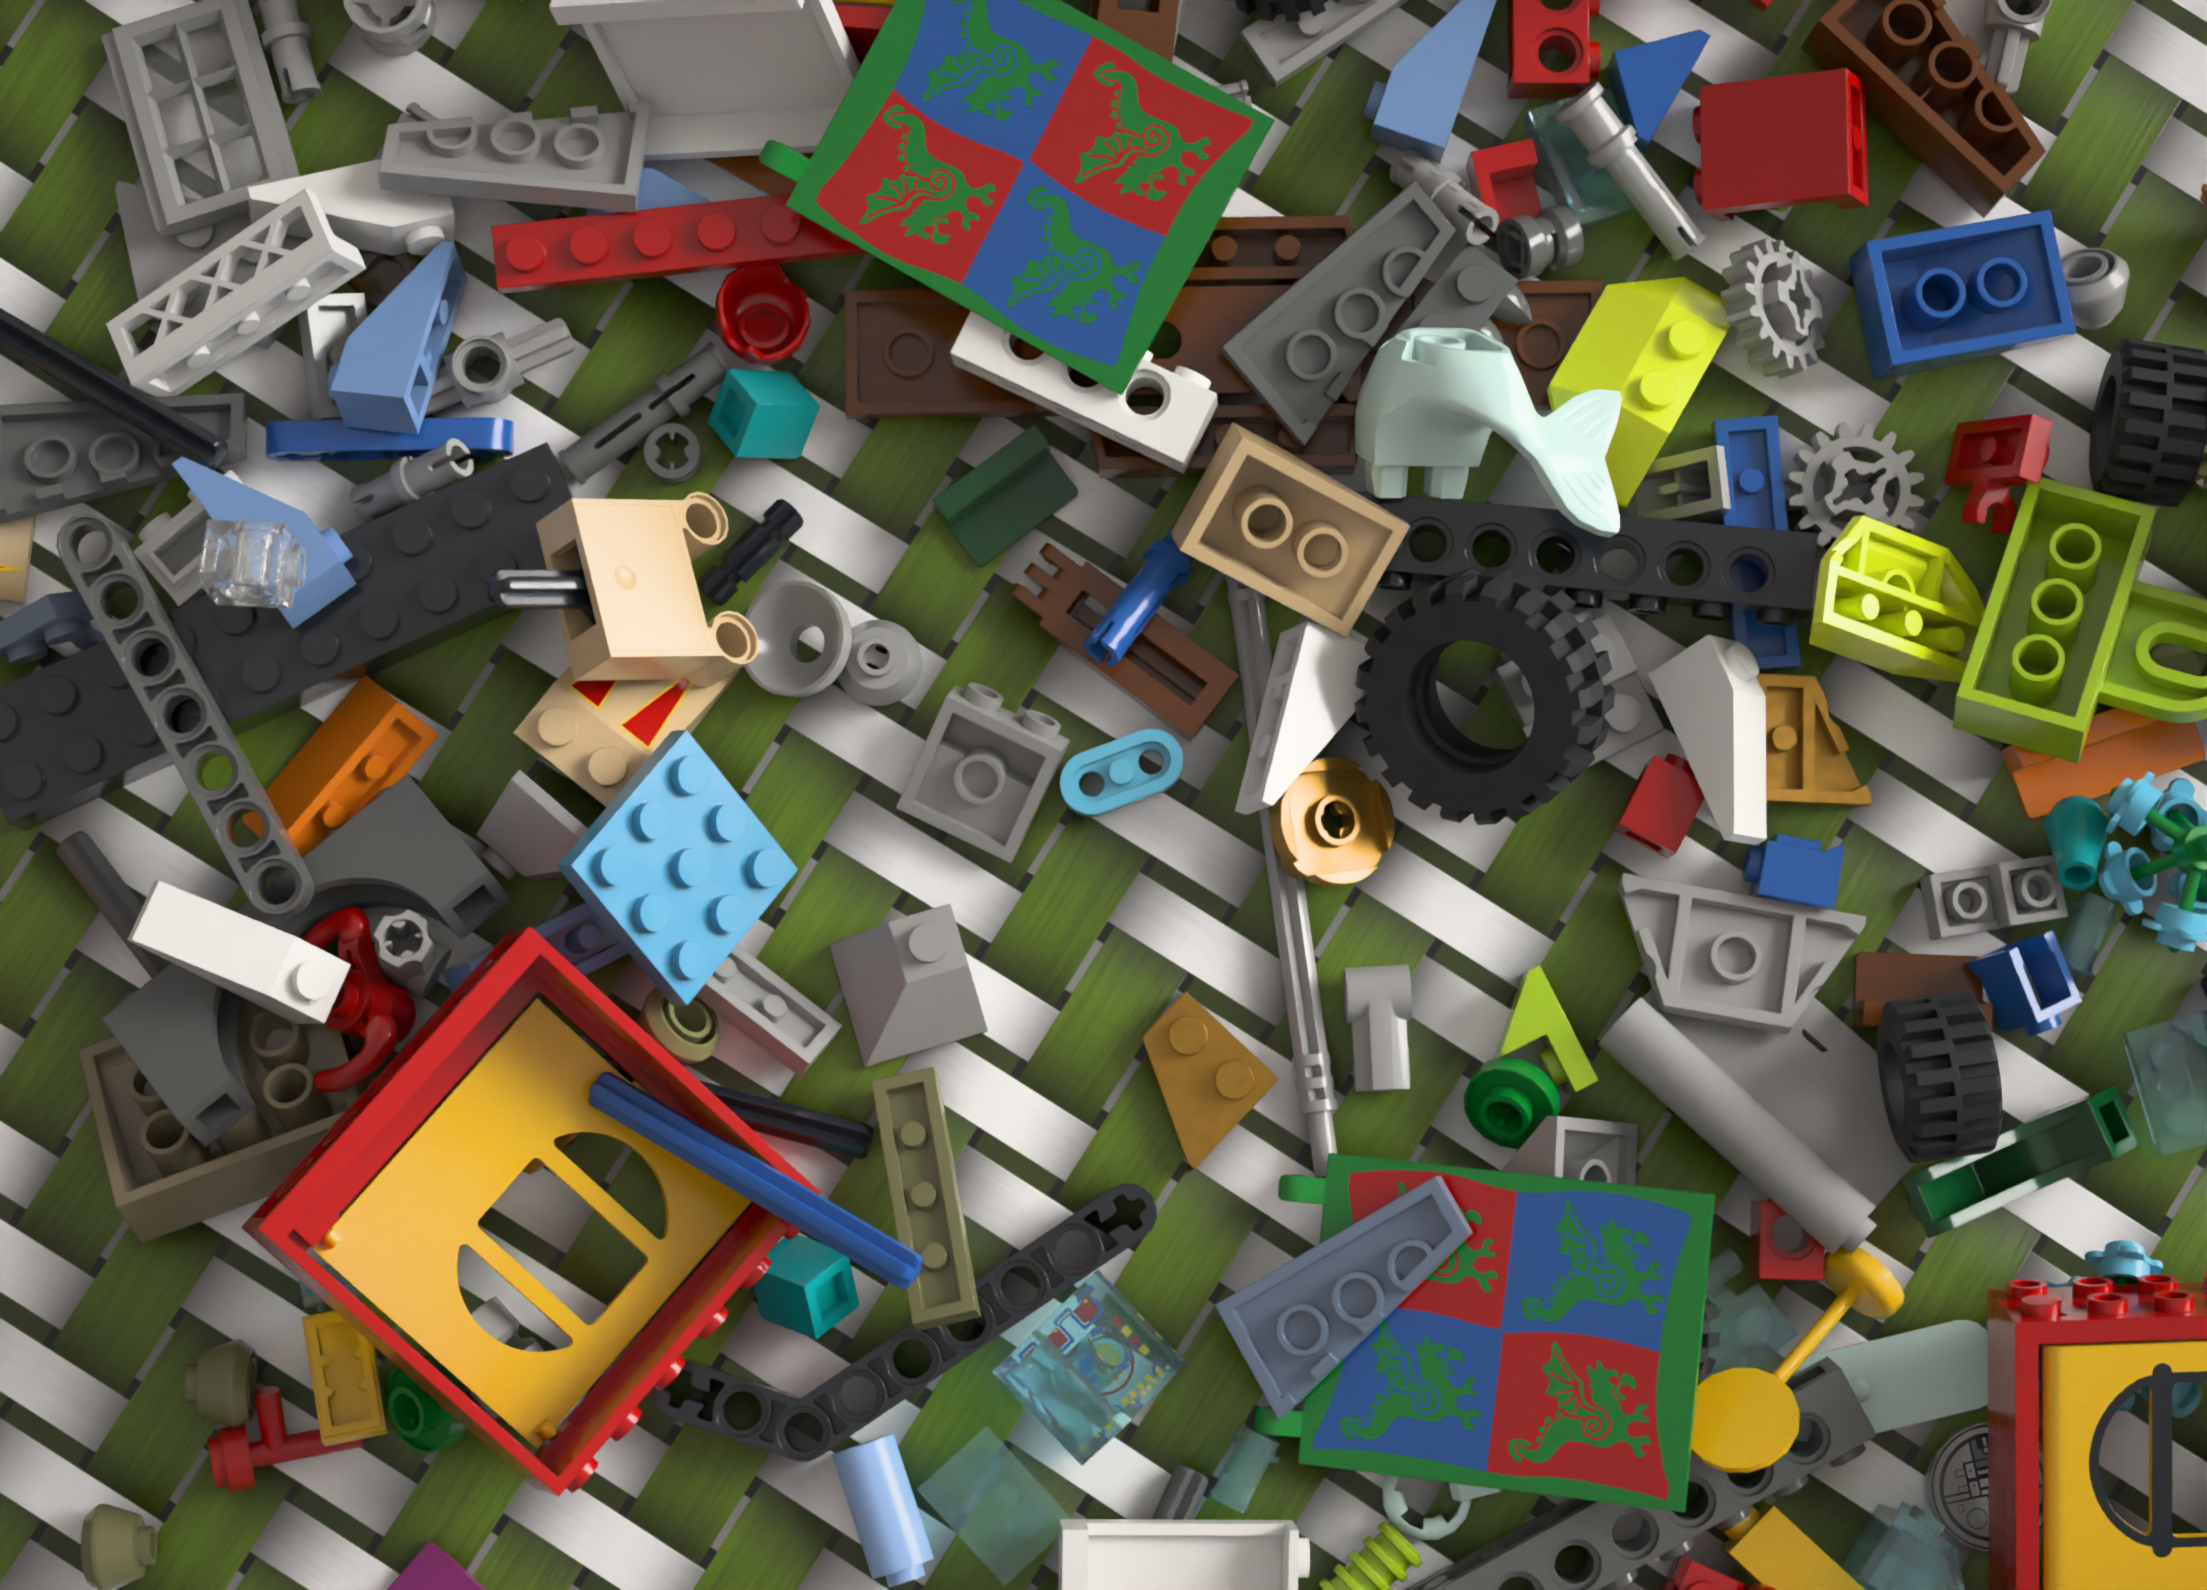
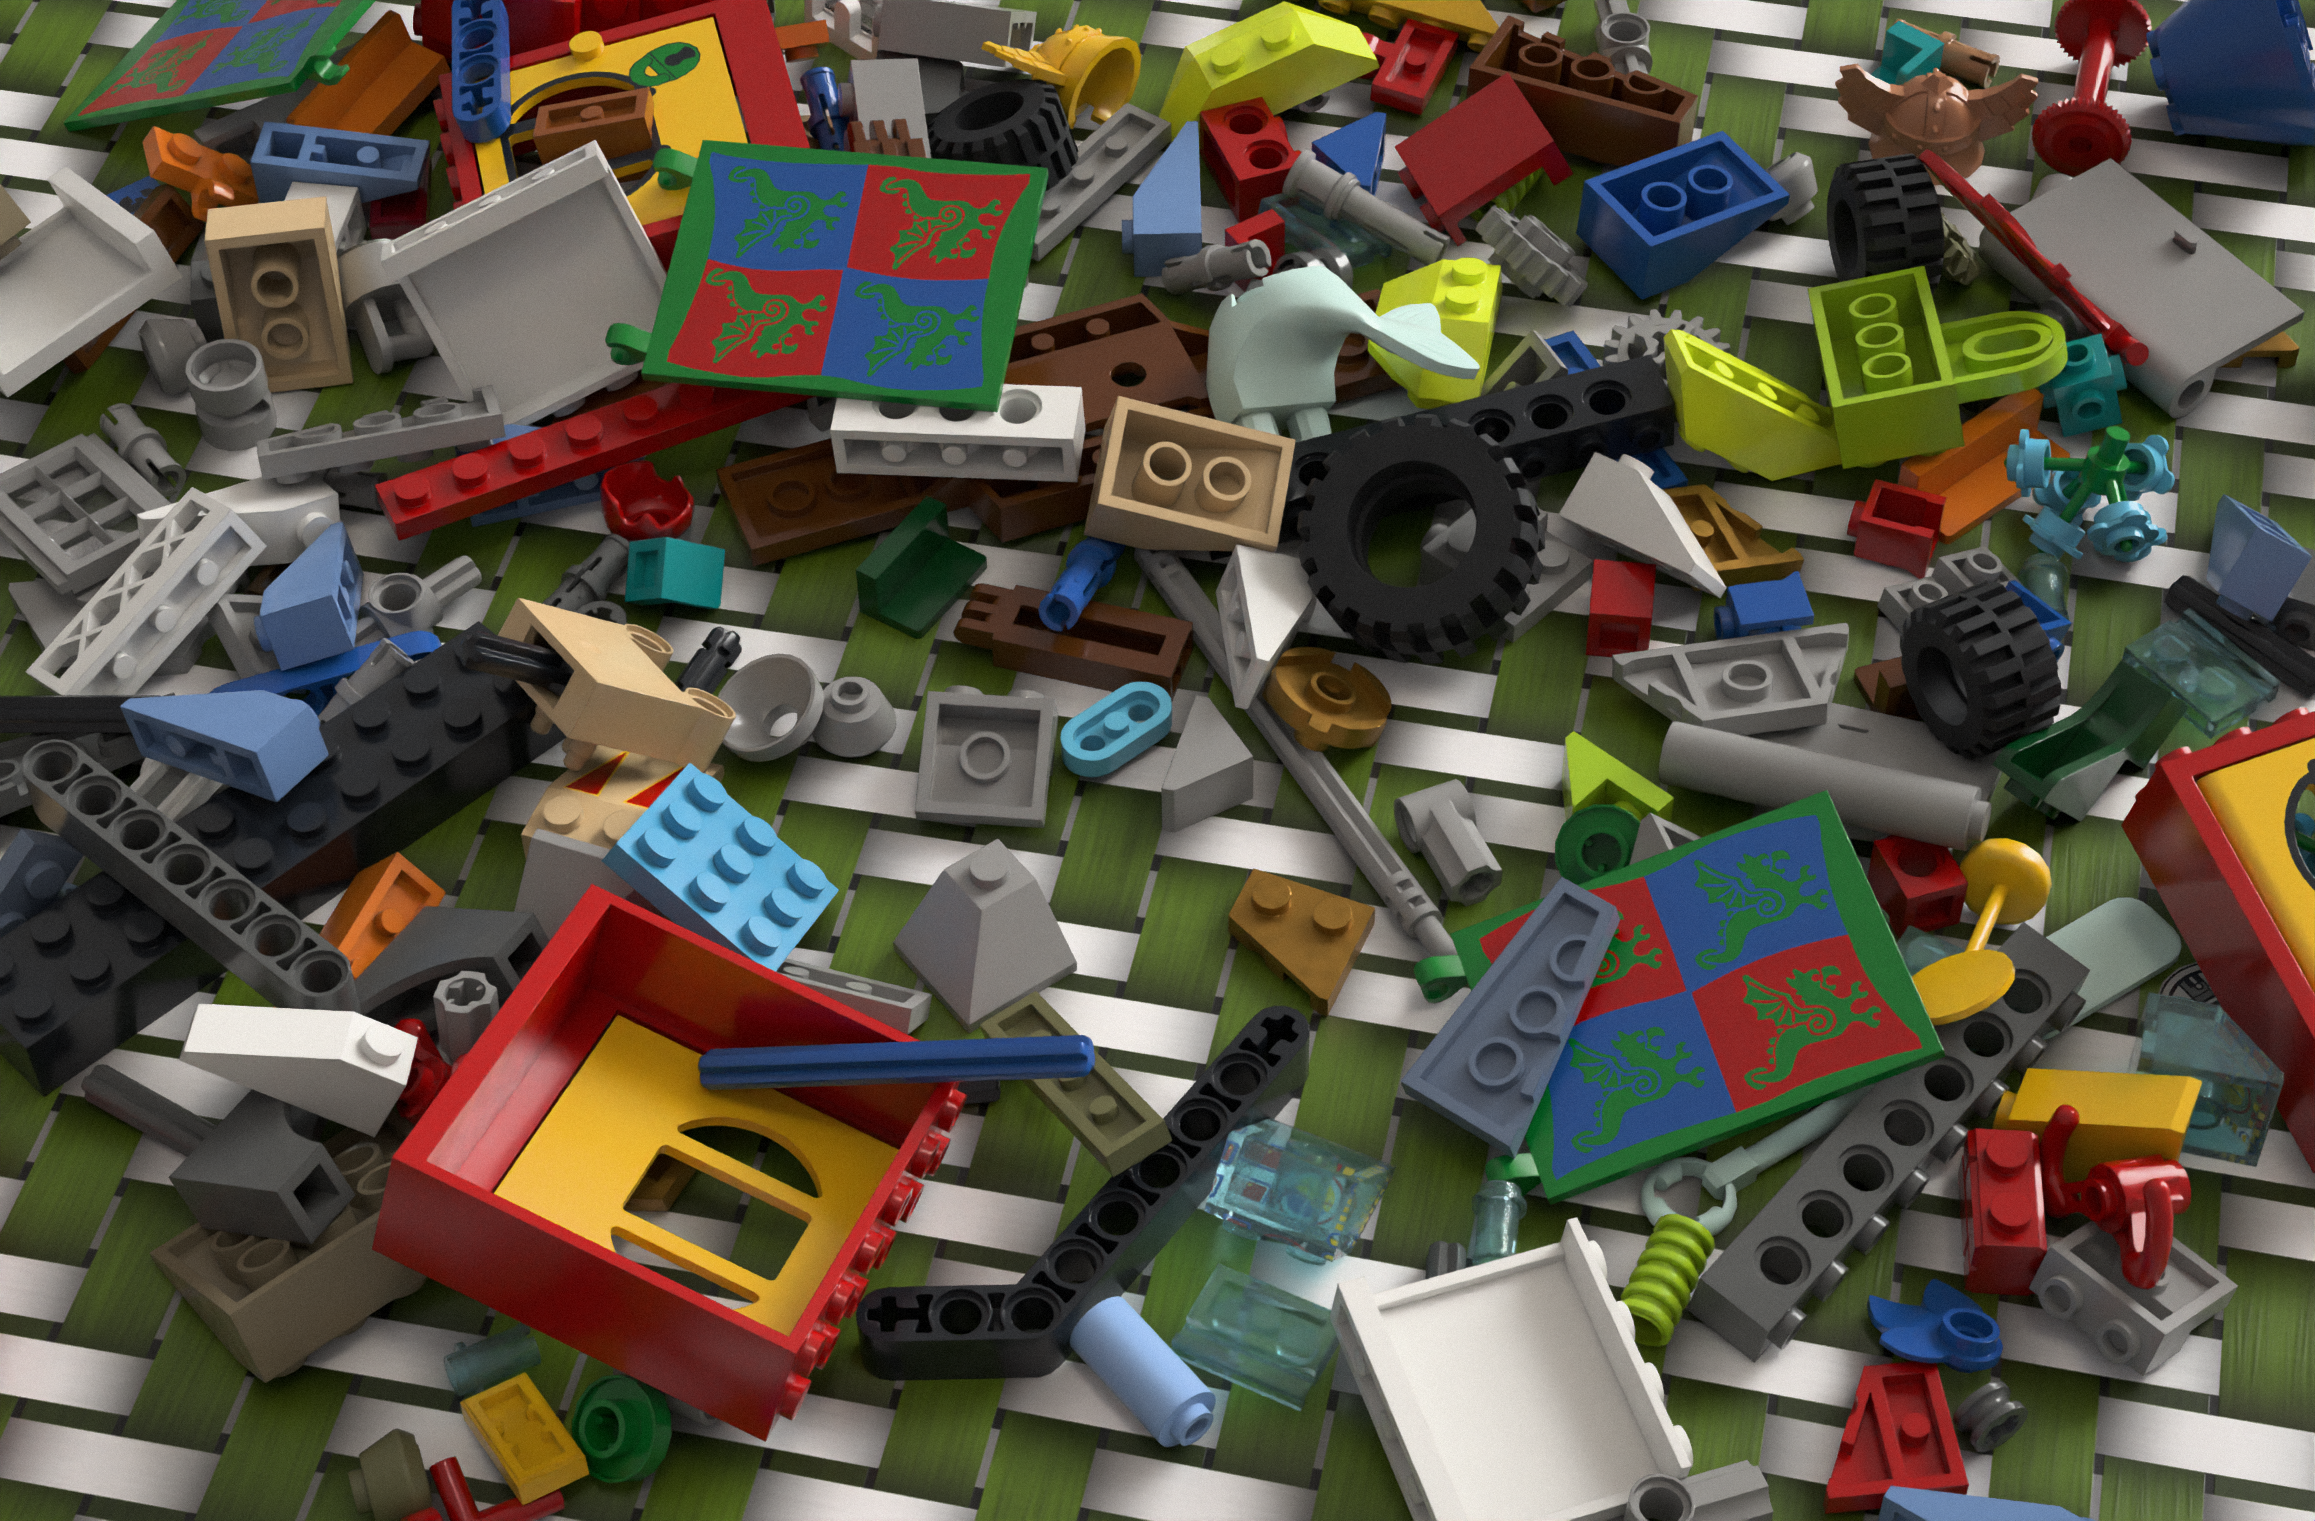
camera: 15 degrees left, 35 degrees down
(251, 564) = (218, 737): clear brick -> none
(806, 1287) = (981, 1210): teal panel -> none
(1187, 858) = (1207, 770): none -> light grey slope
(1326, 322) = (1161, 329): dark grey wing -> none
(1978, 803) = (1897, 526): none -> red window
(1993, 456) = (1766, 301): red plate -> none
(2076, 840) = (1983, 517): teal cone -> none

